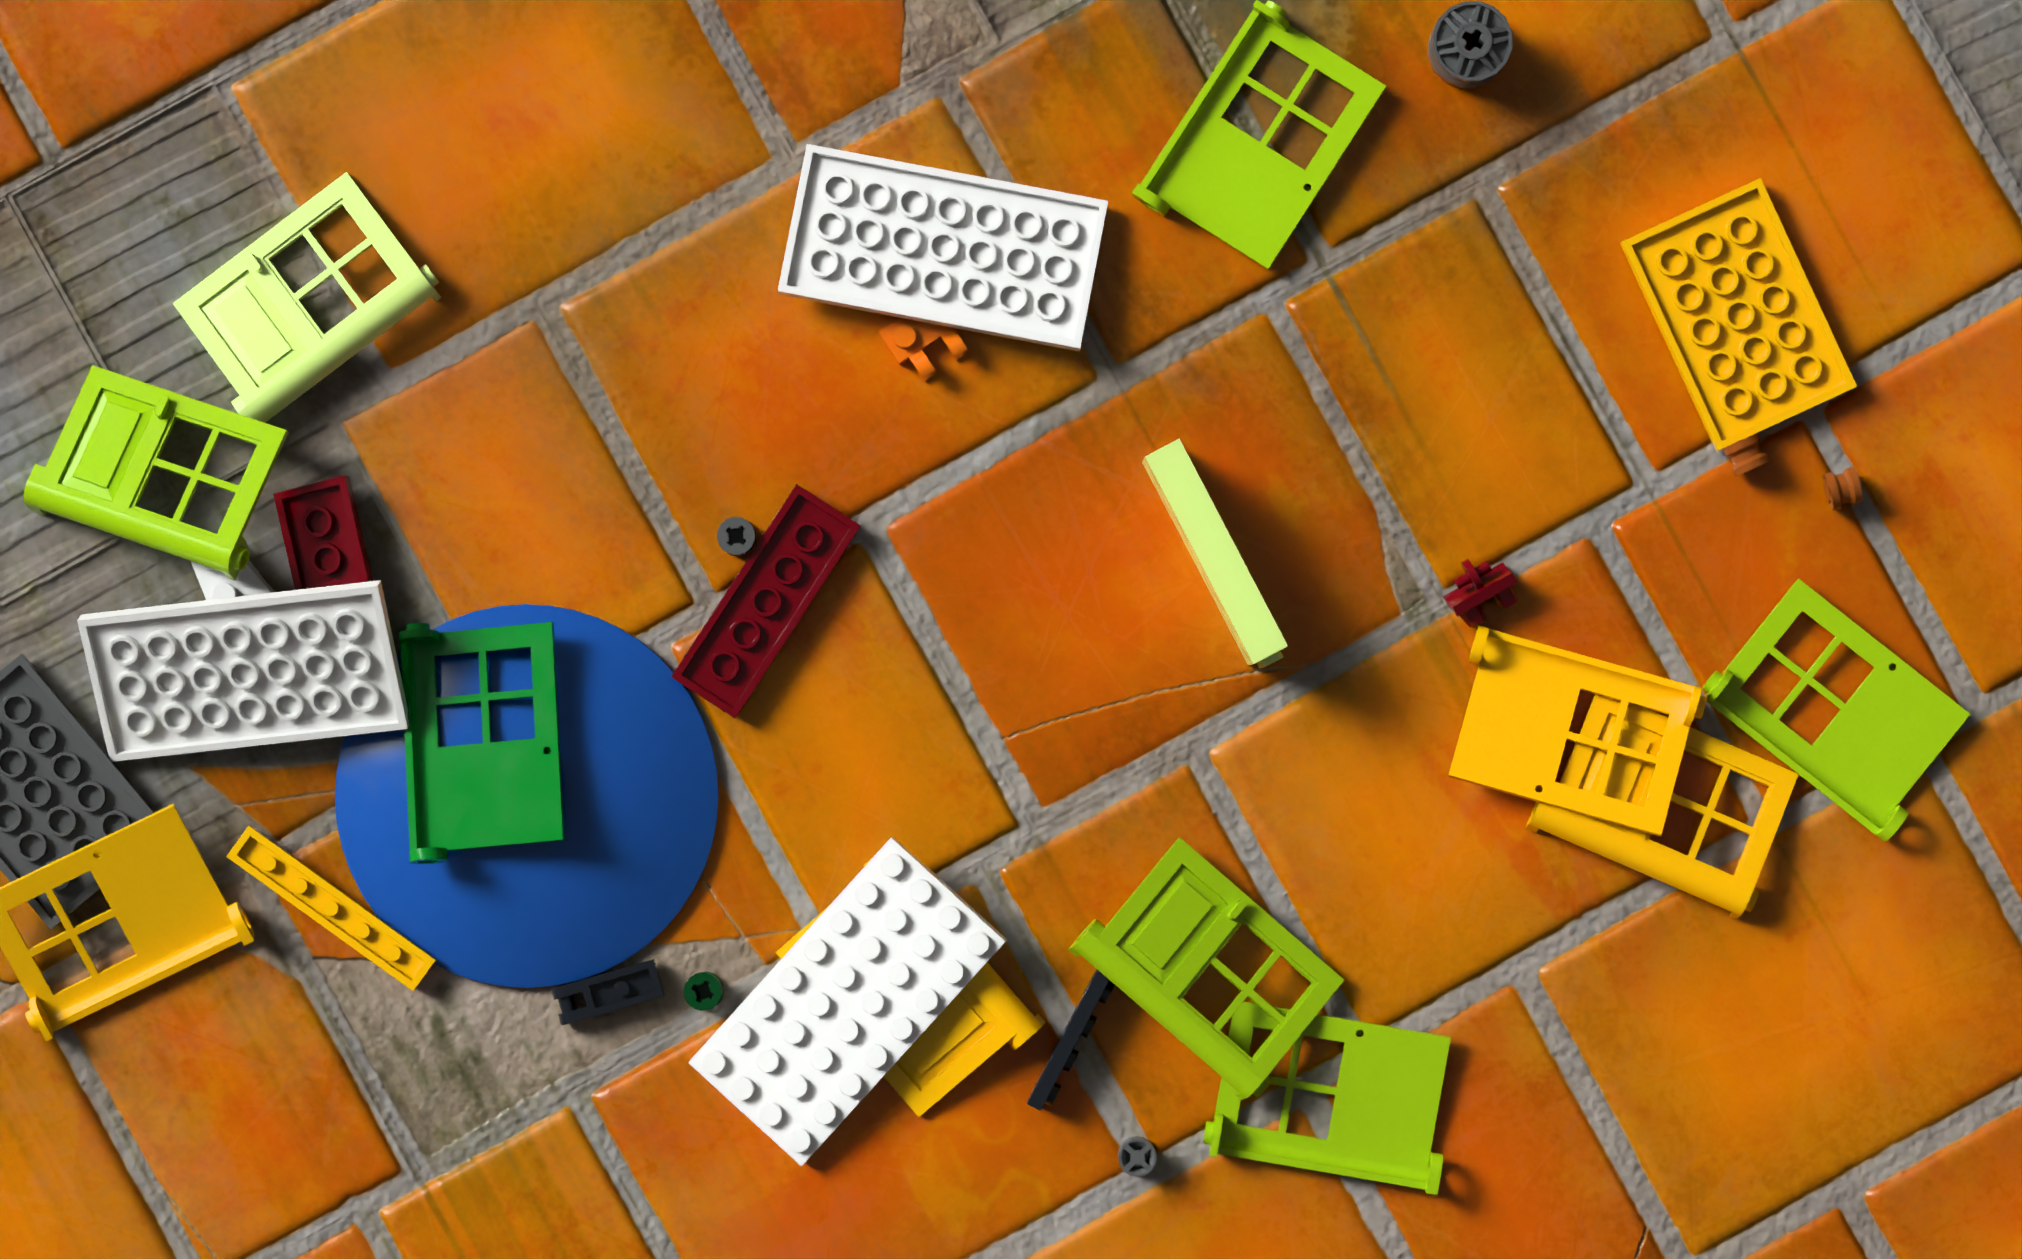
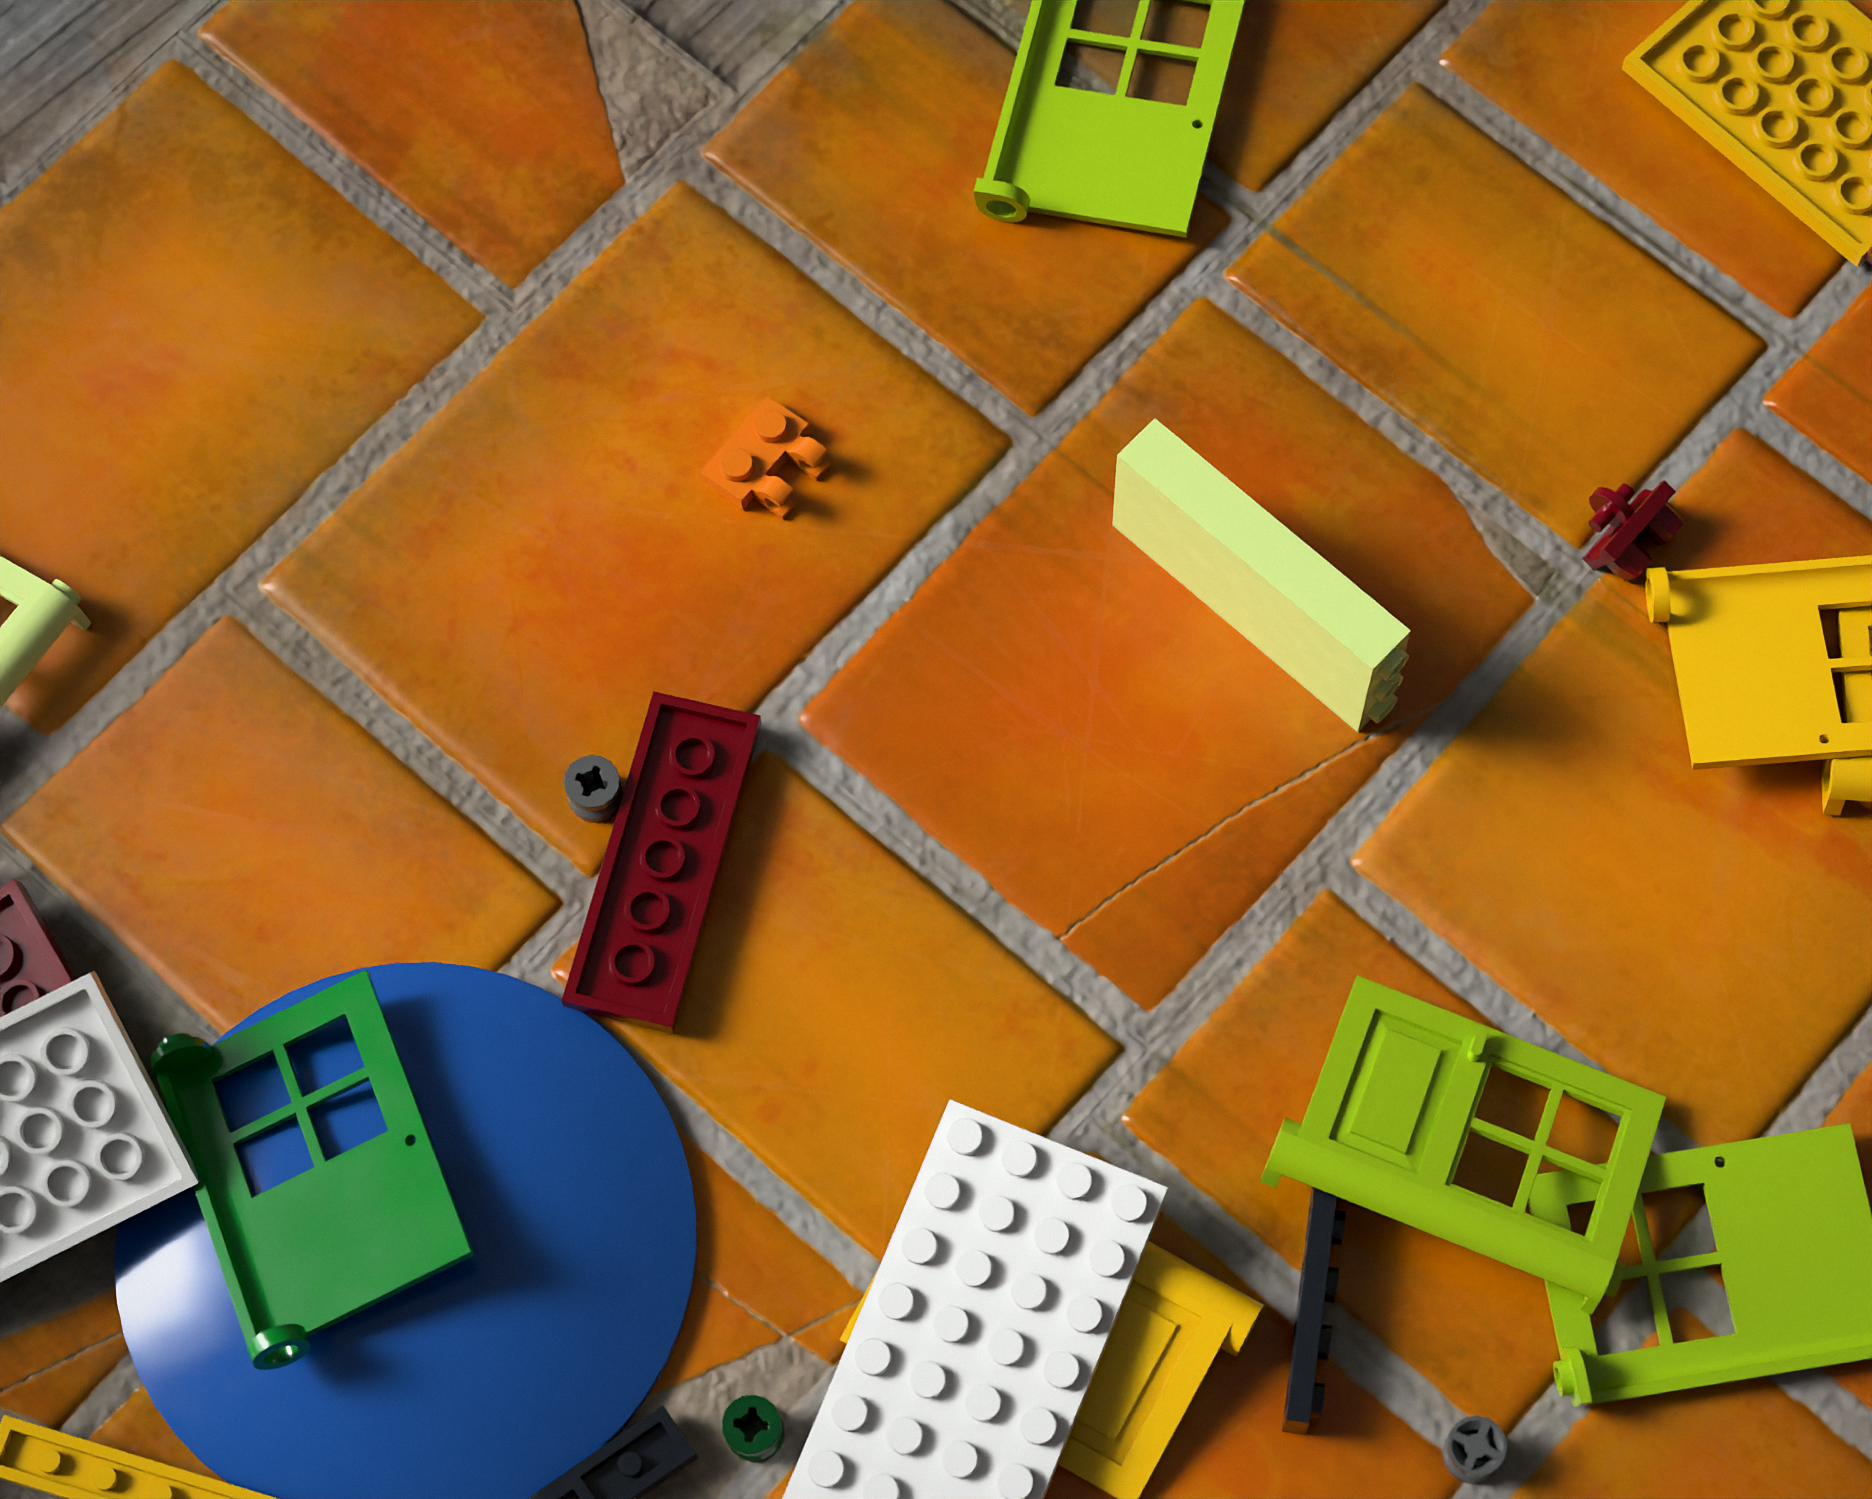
camera: 15 degrees left, 20 degrees down
(942, 247) = (749, 340): white plate -> none

